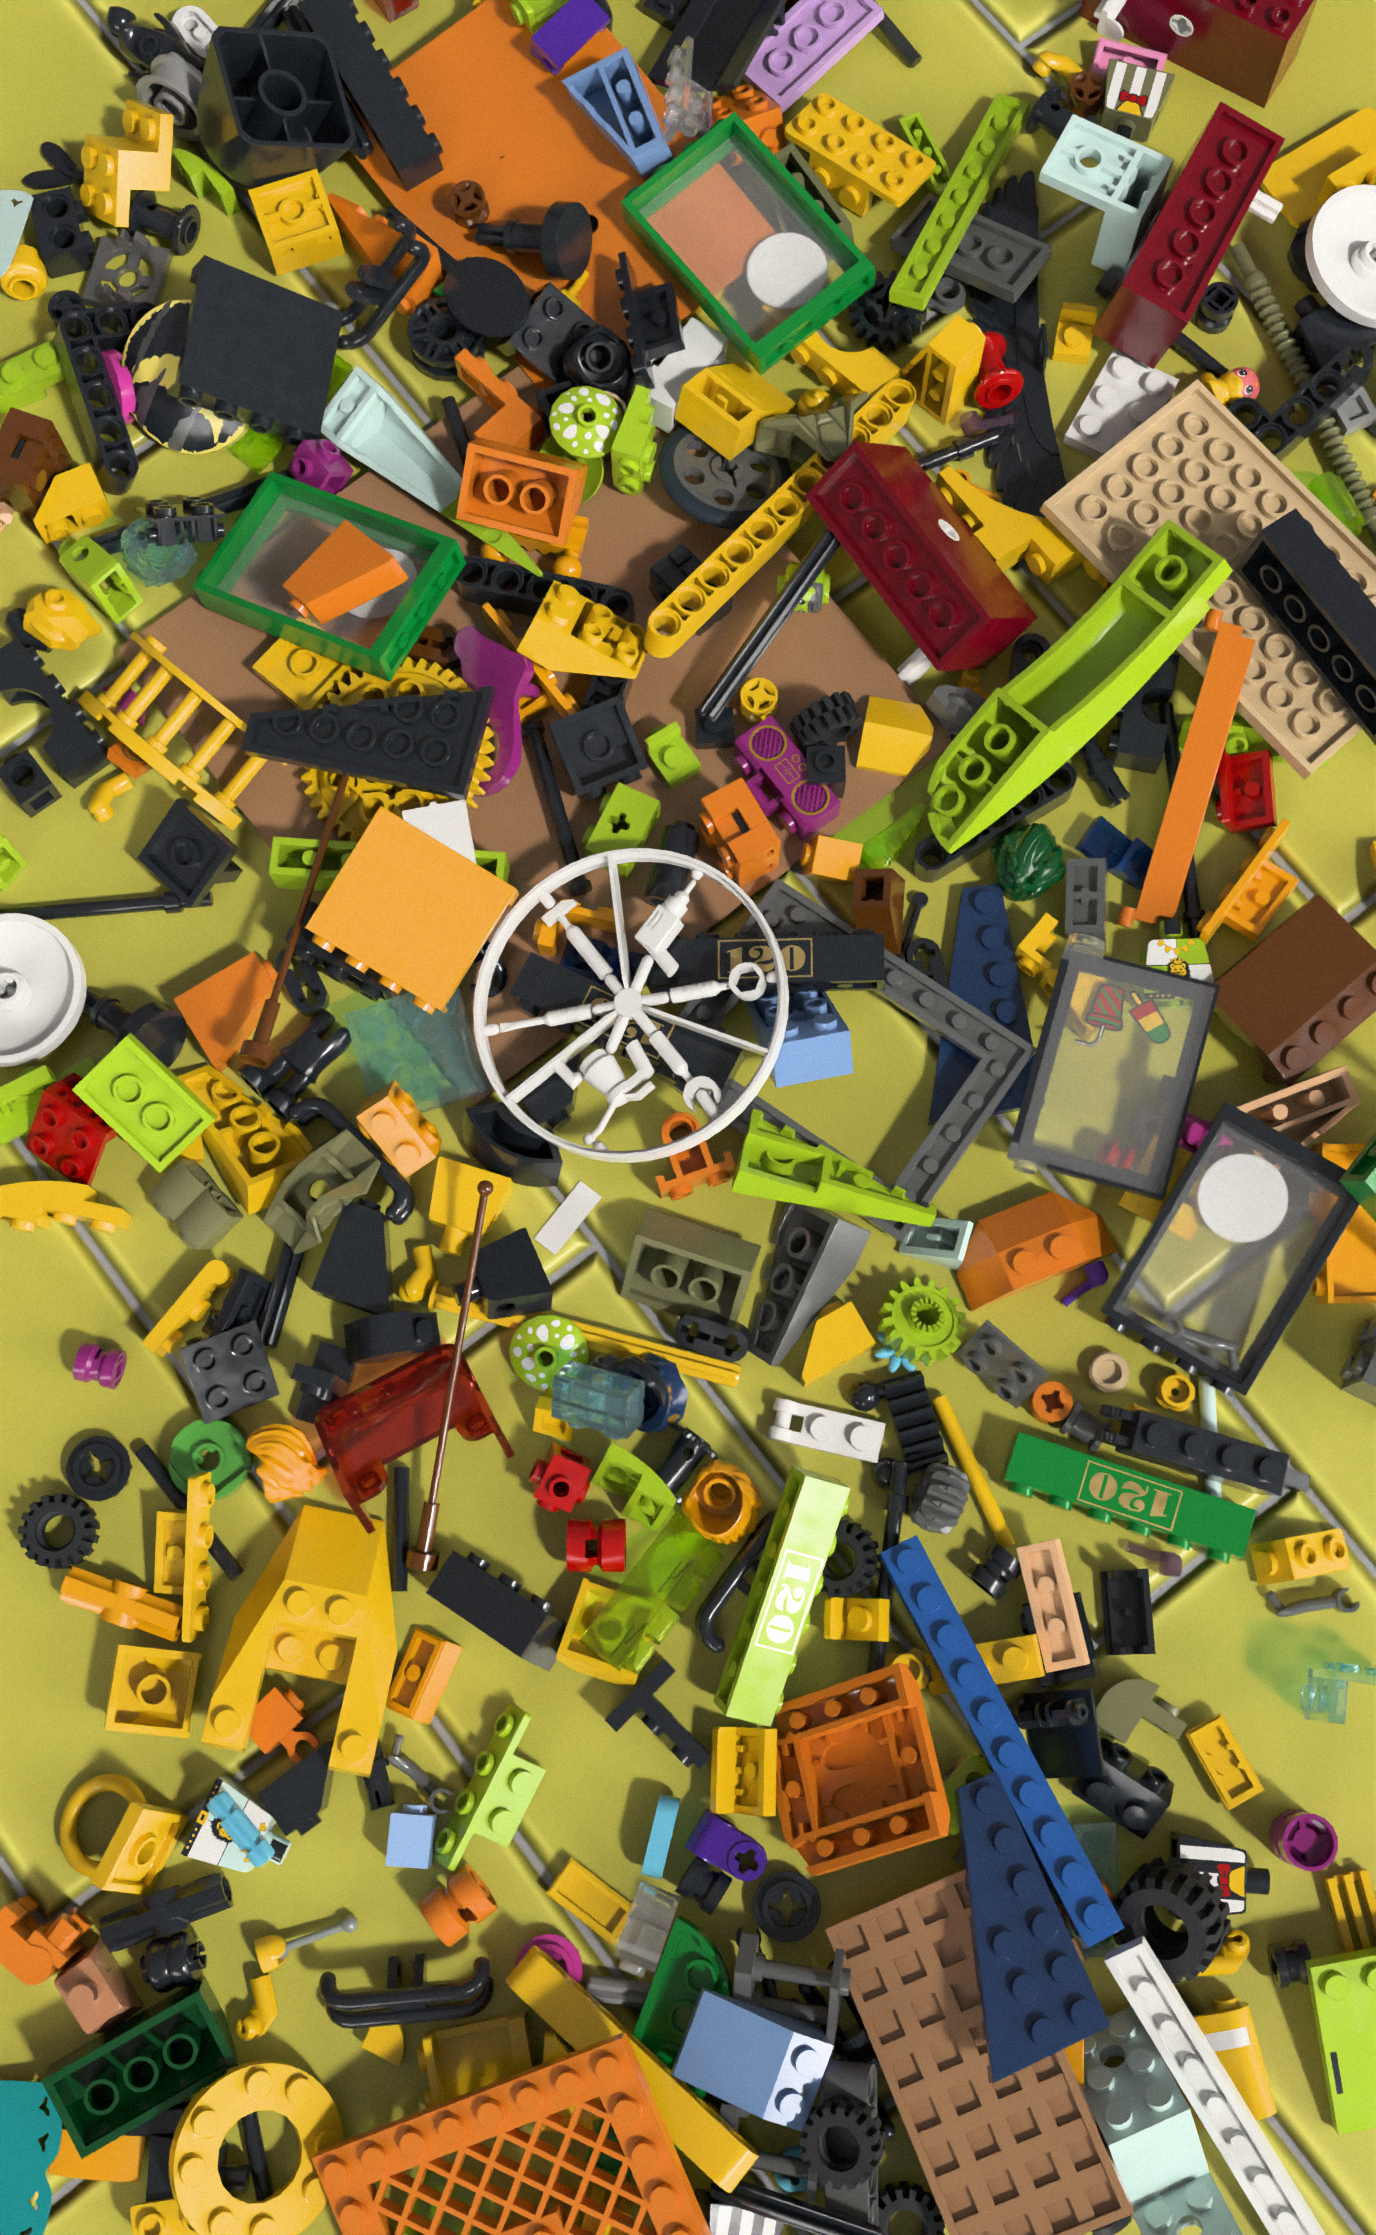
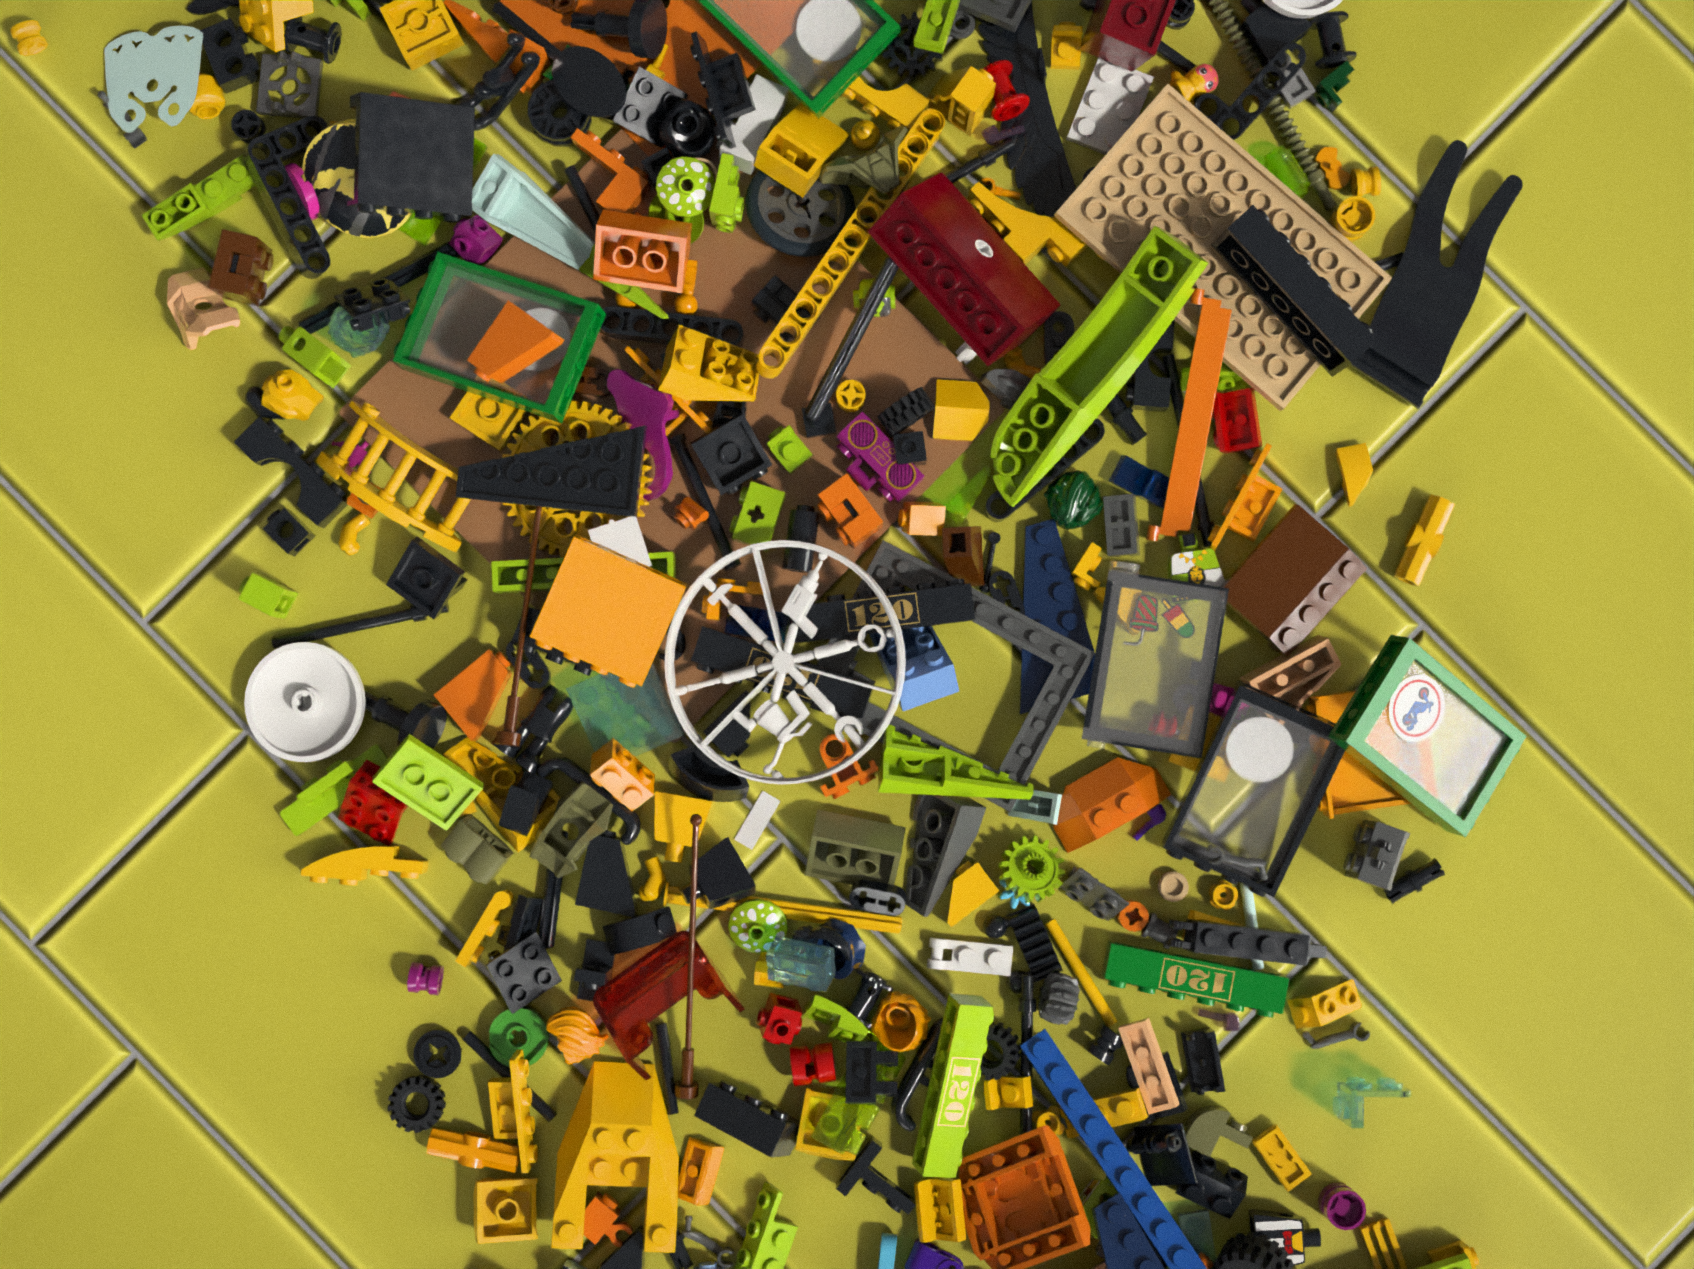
camera: 10 degrees left, 10 degrees up
(72, 504) = (282, 292): yellow slope -> none
(265, 1146) = (524, 803): none -> black slope
(534, 818) = (689, 514): none -> orange plate
(660, 1563) = (861, 1073): none -> black plate

